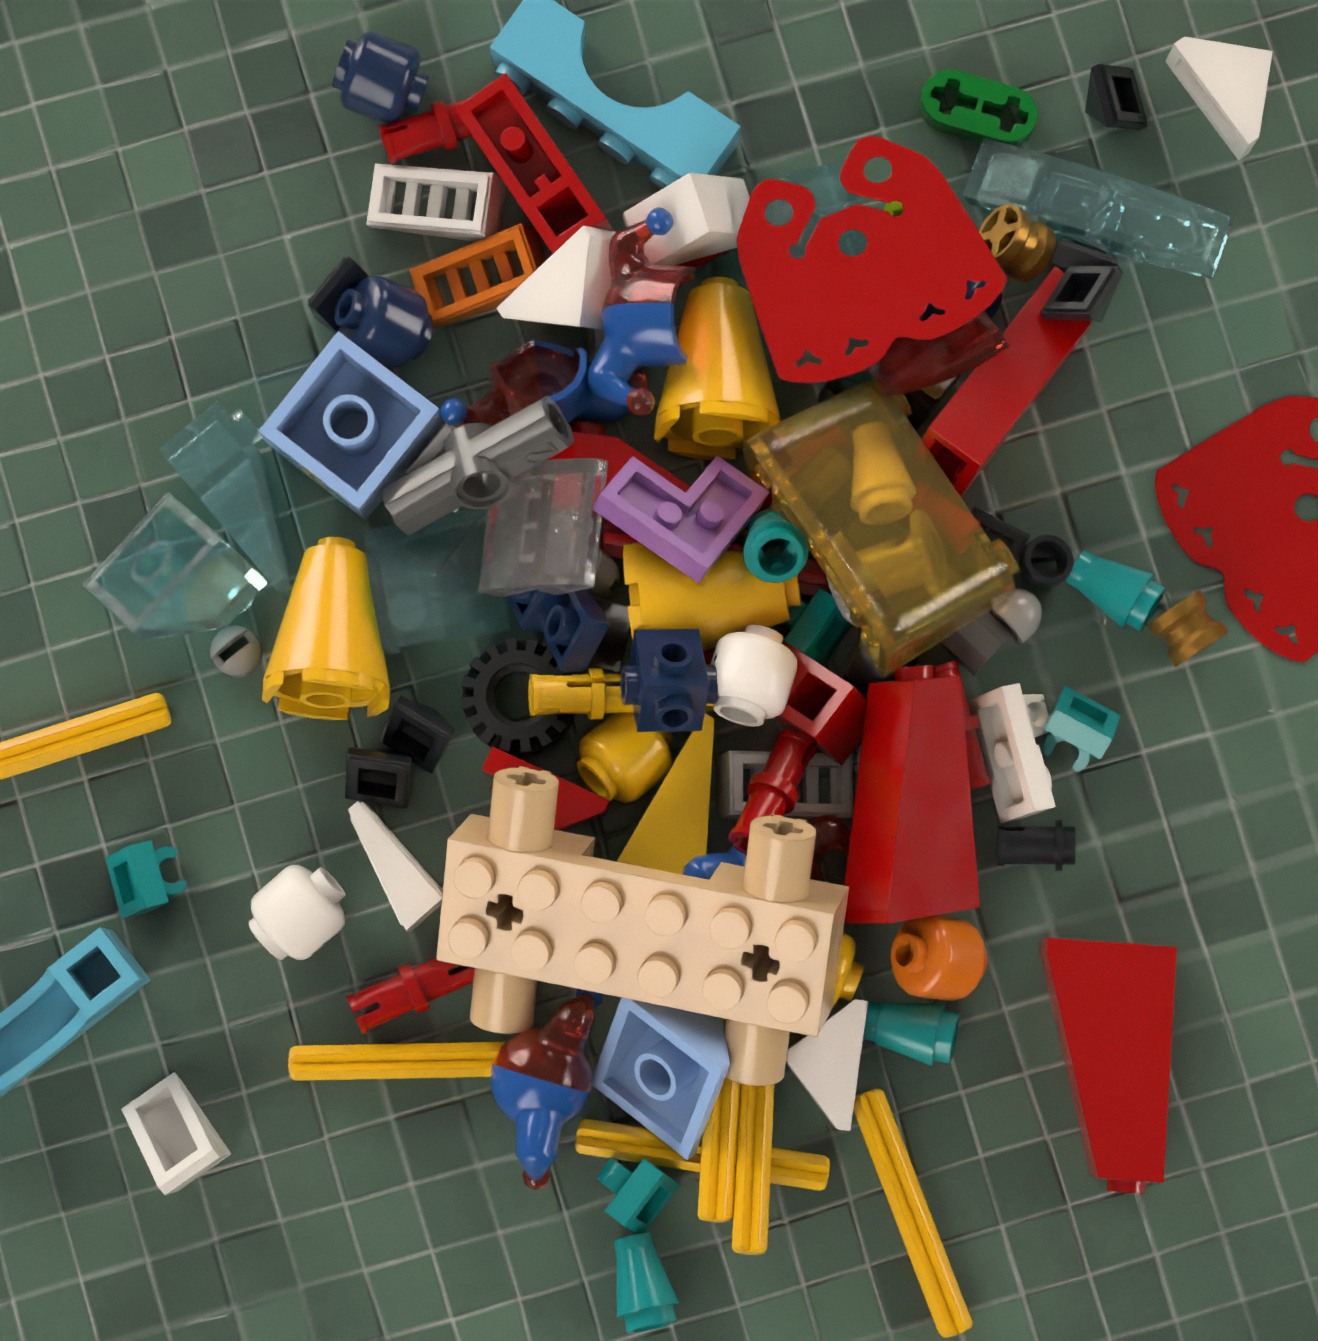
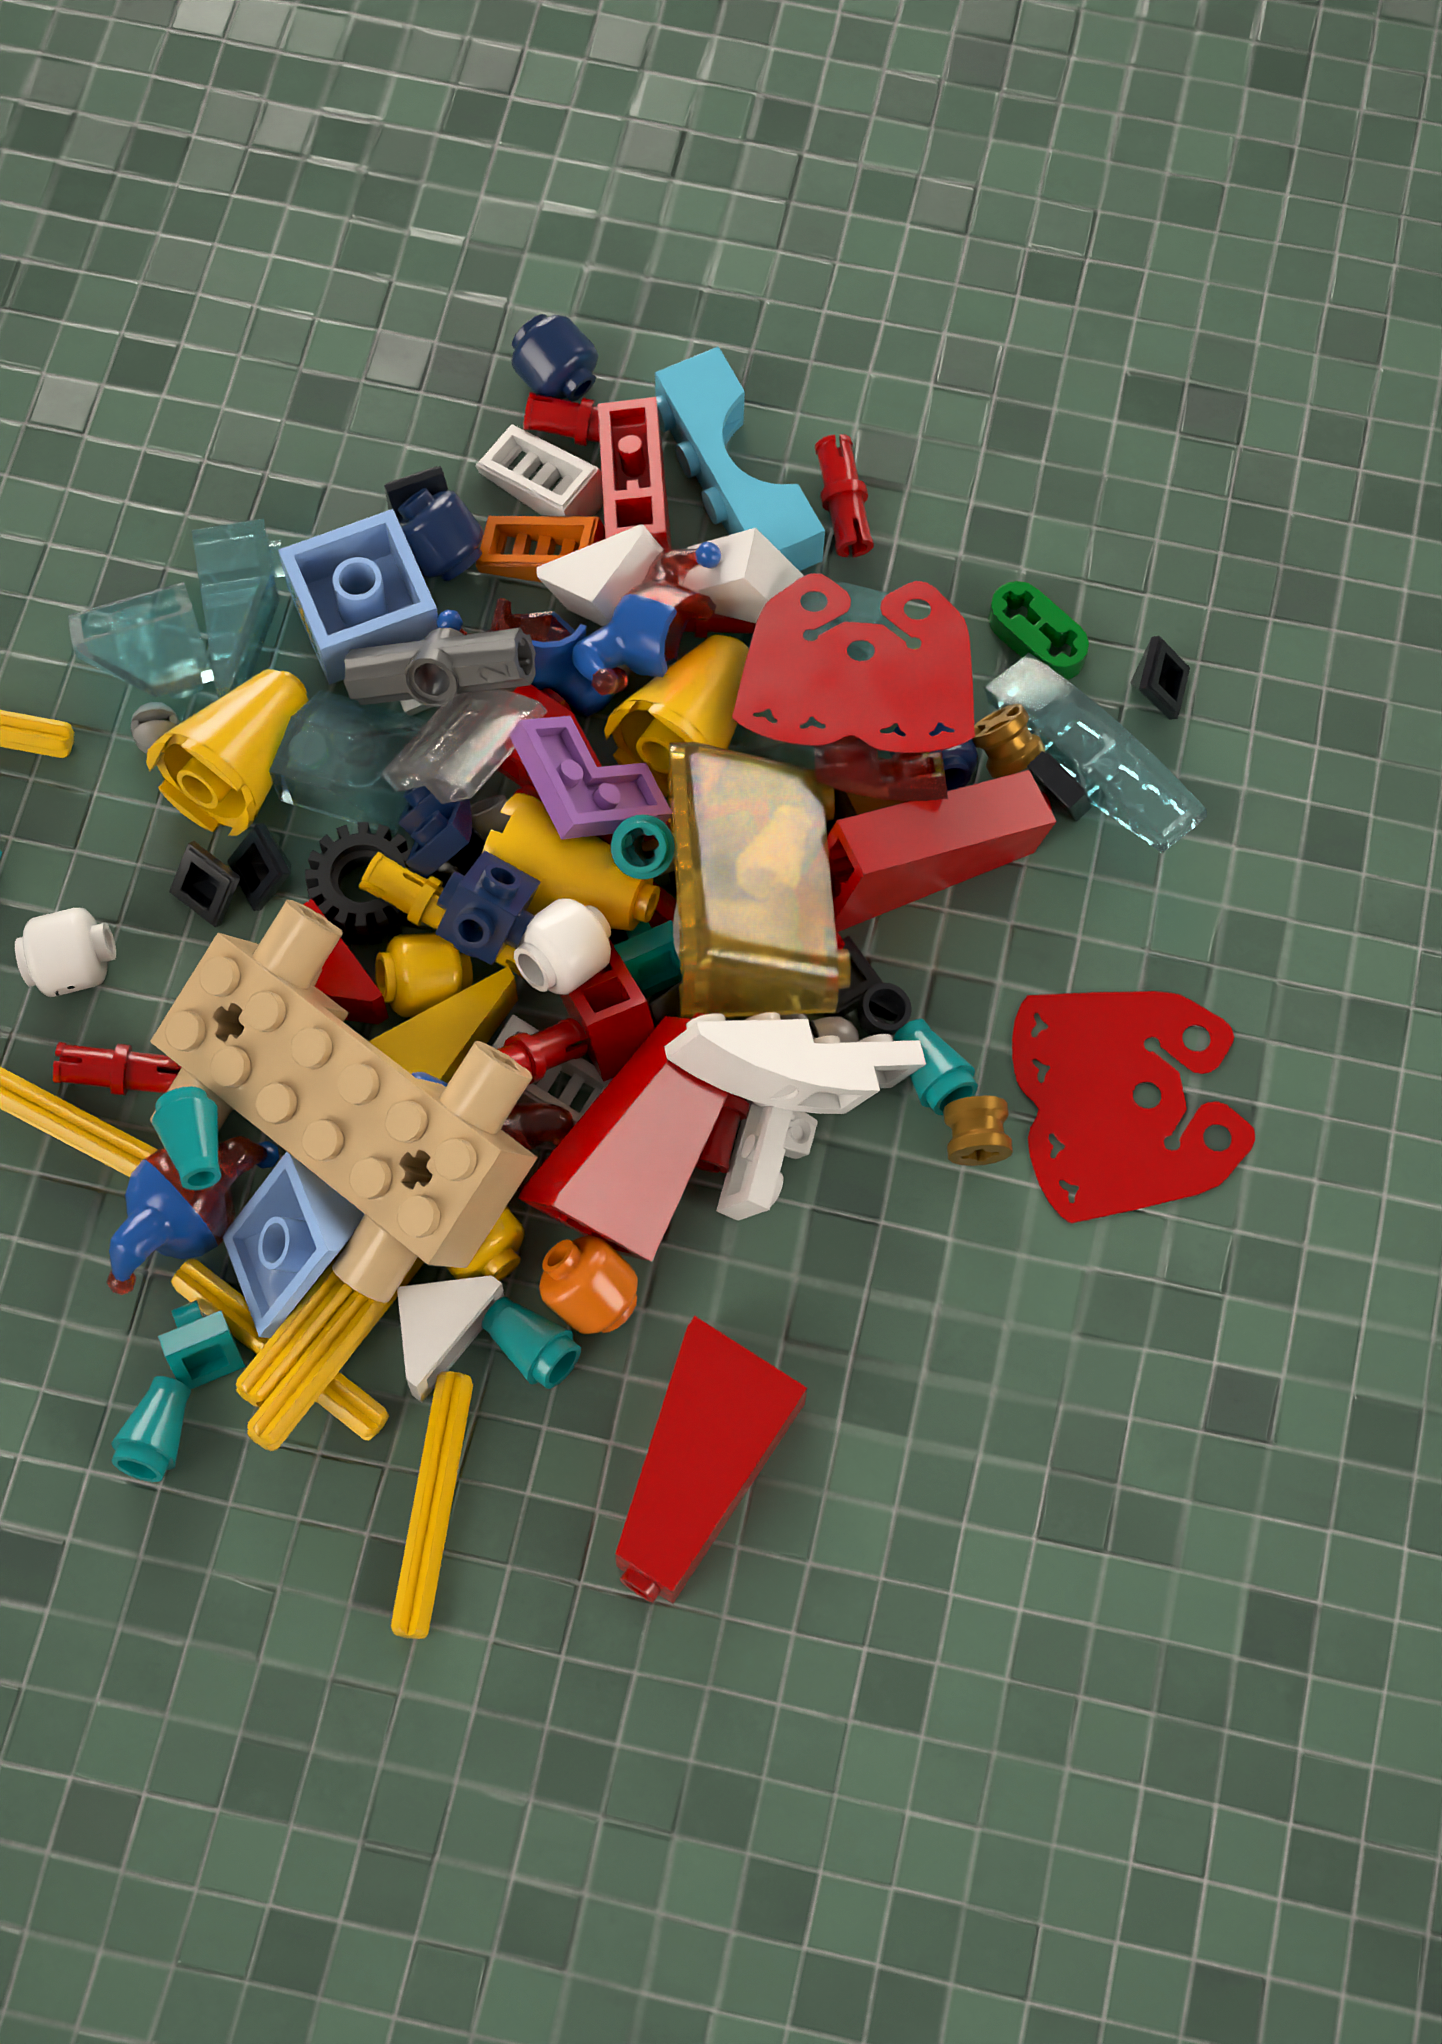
camera: 25 degrees right, 15 degrees down
(405, 882) = (169, 955): white slope -> none
(533, 1030) = (189, 1132): none -> teal cone
(727, 69) = (844, 496): none -> red pin
(1010, 670) = (787, 1068): none -> white slope
(1036, 845) = (736, 1243): black pin -> none
(1082, 724) = (837, 1160): teal tile -> none
(1083, 294) = (1038, 798): black slope -> none
(1226, 85) = (1263, 712): white slope -> none

